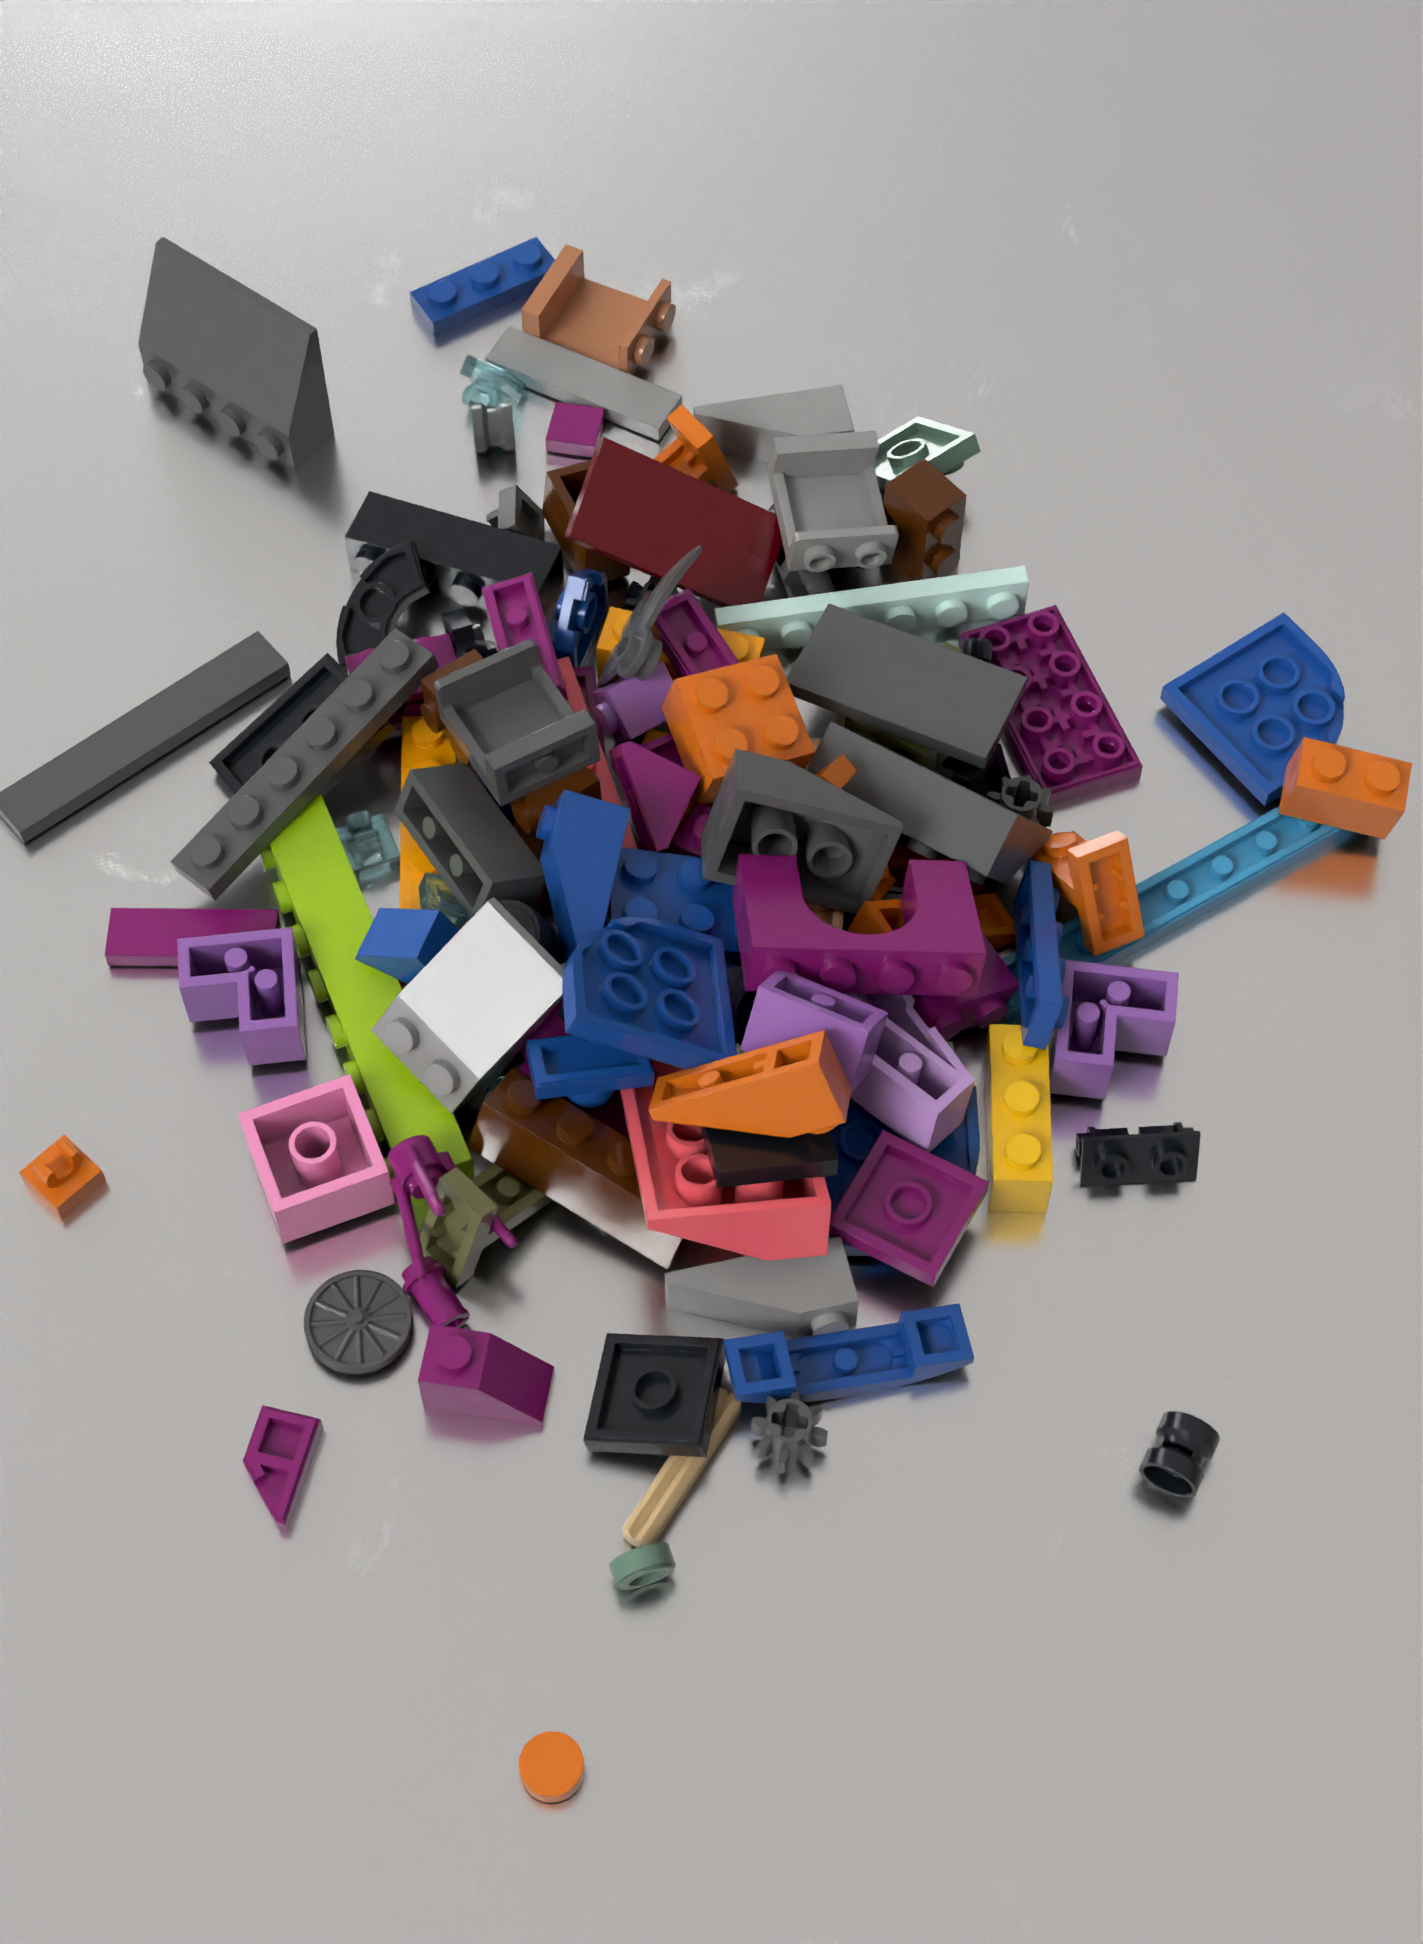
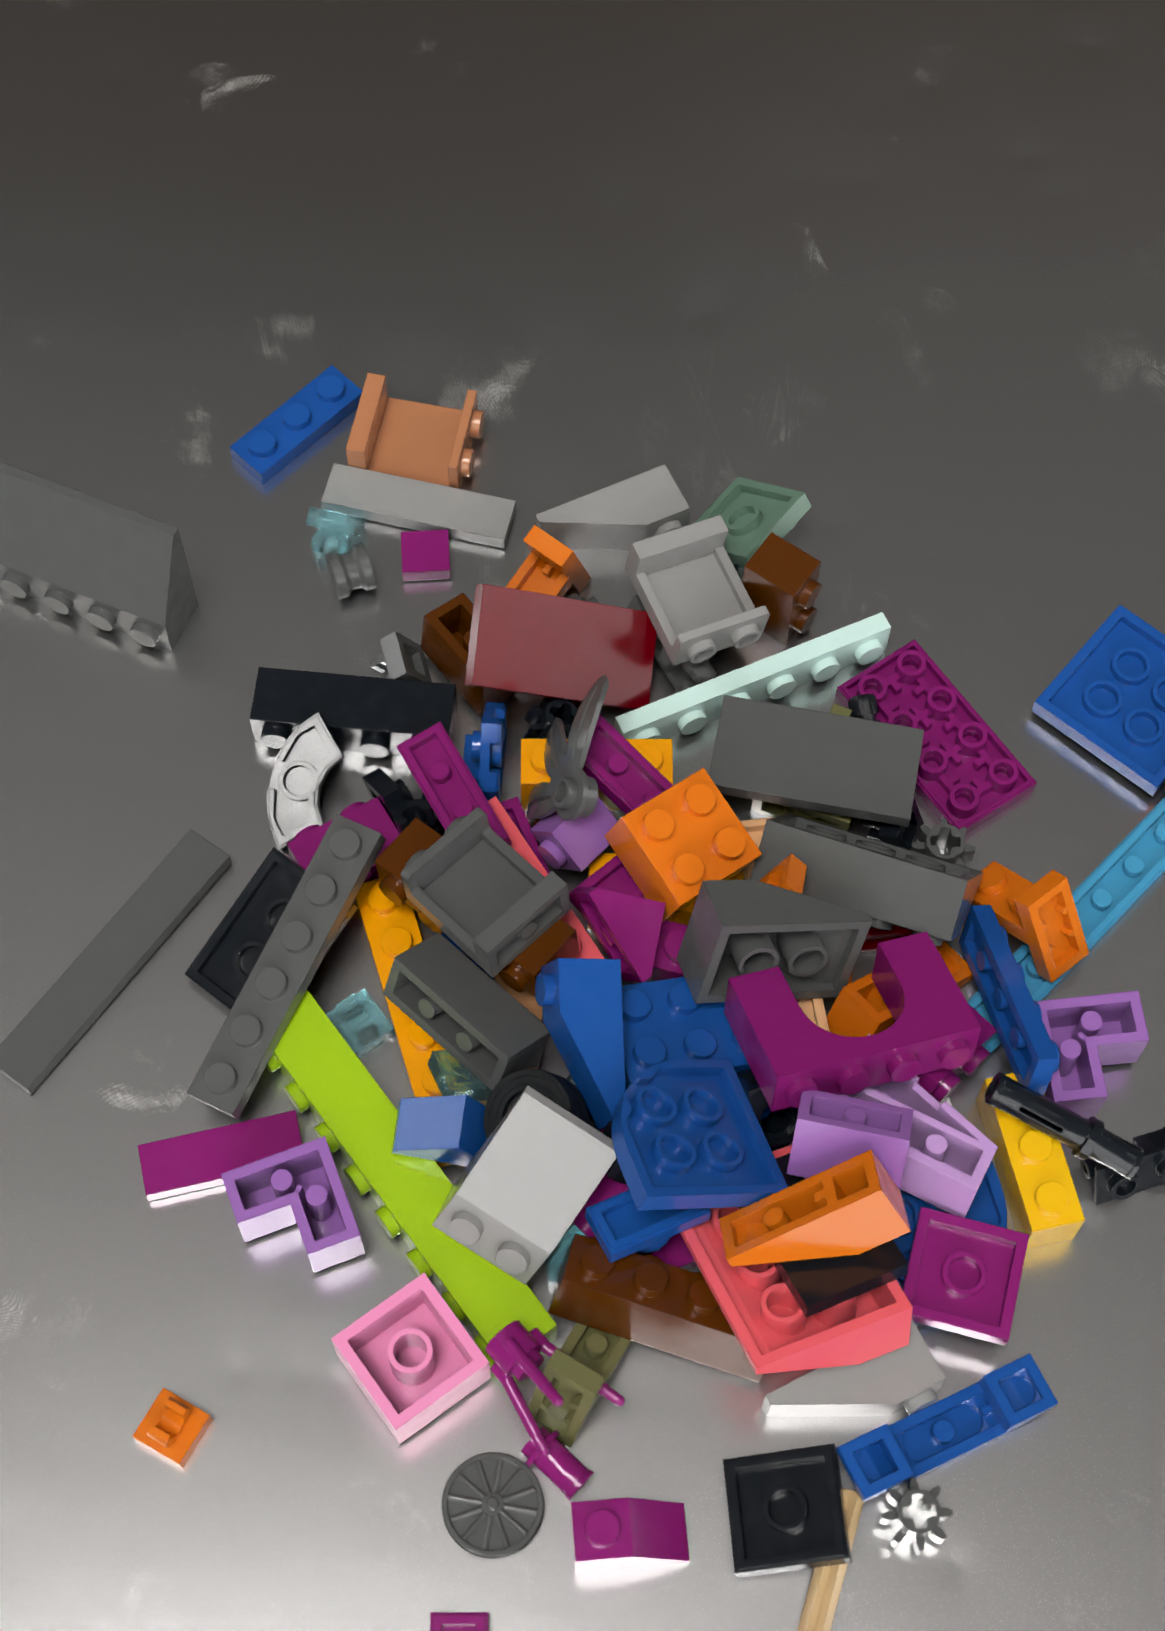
camera: 15 degrees left, 5 degrees up
(1056, 1082) = (1082, 1135): none -> black pin

